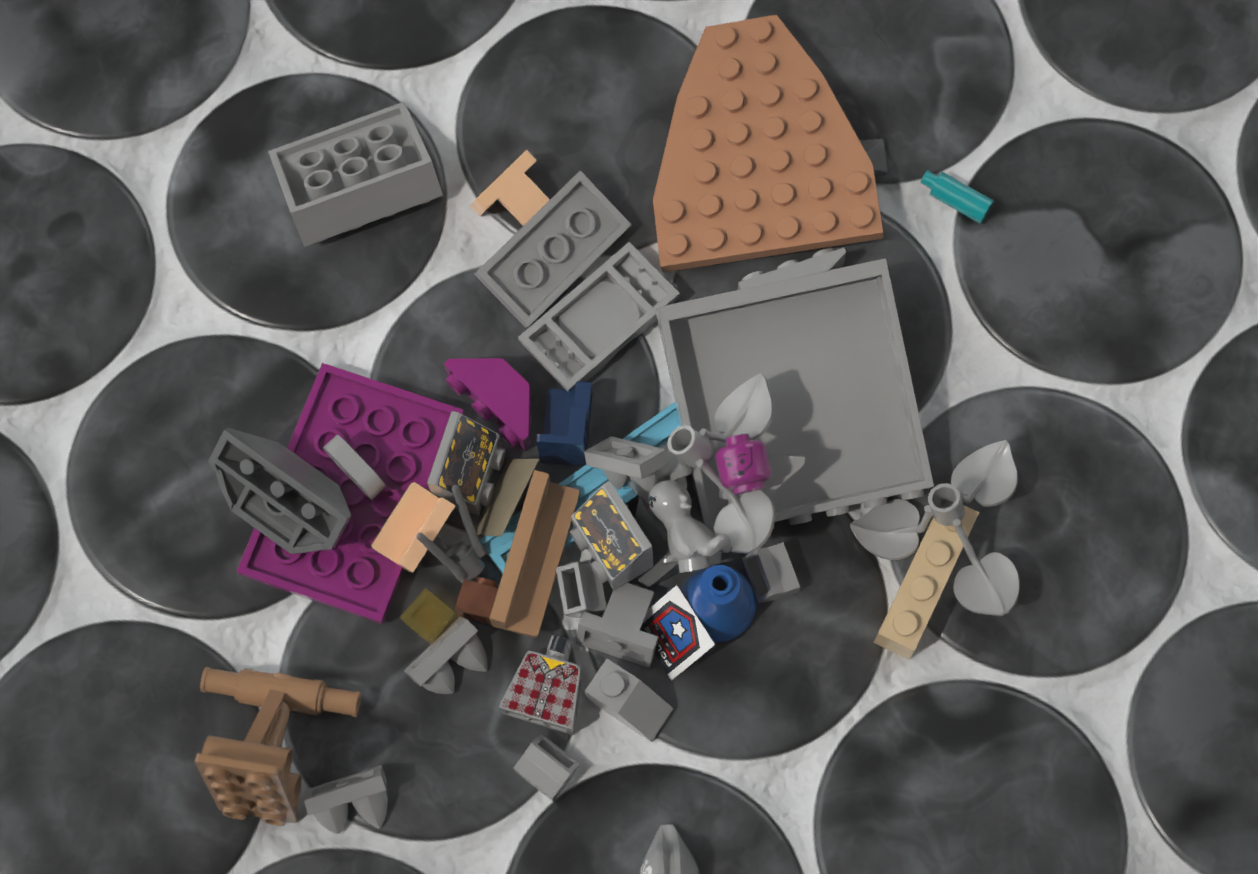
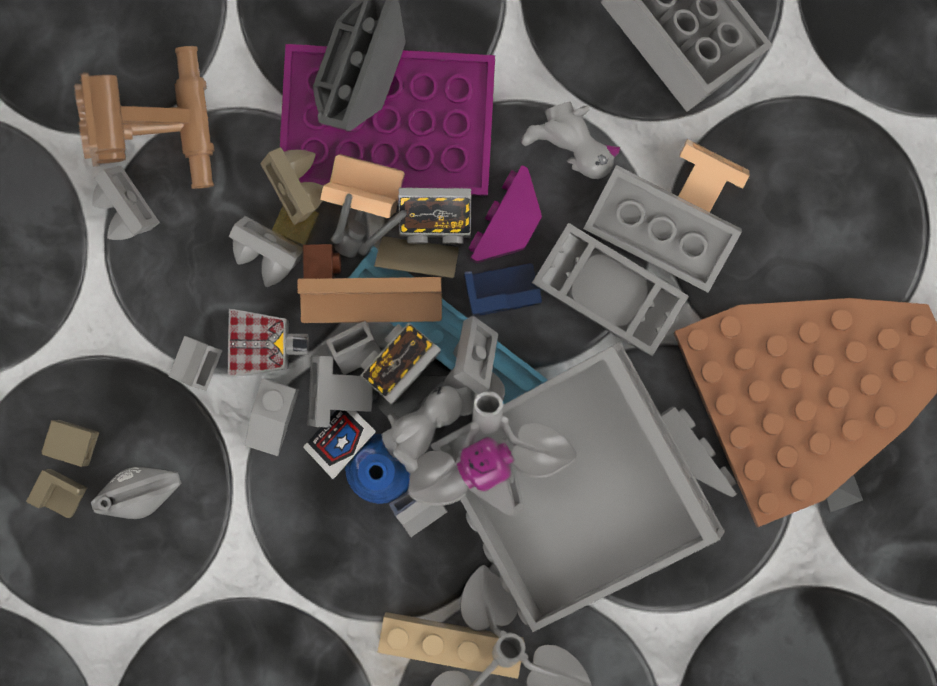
camera: 70 degrees right, 15 degrees up
(354, 467) = (403, 116): light grey beam -> none
(375, 607) = (284, 173): none -> dark tan tile
(426, 310) = (570, 132): none -> light grey animal
(957, 195) = (823, 583): teal cylinder -> none

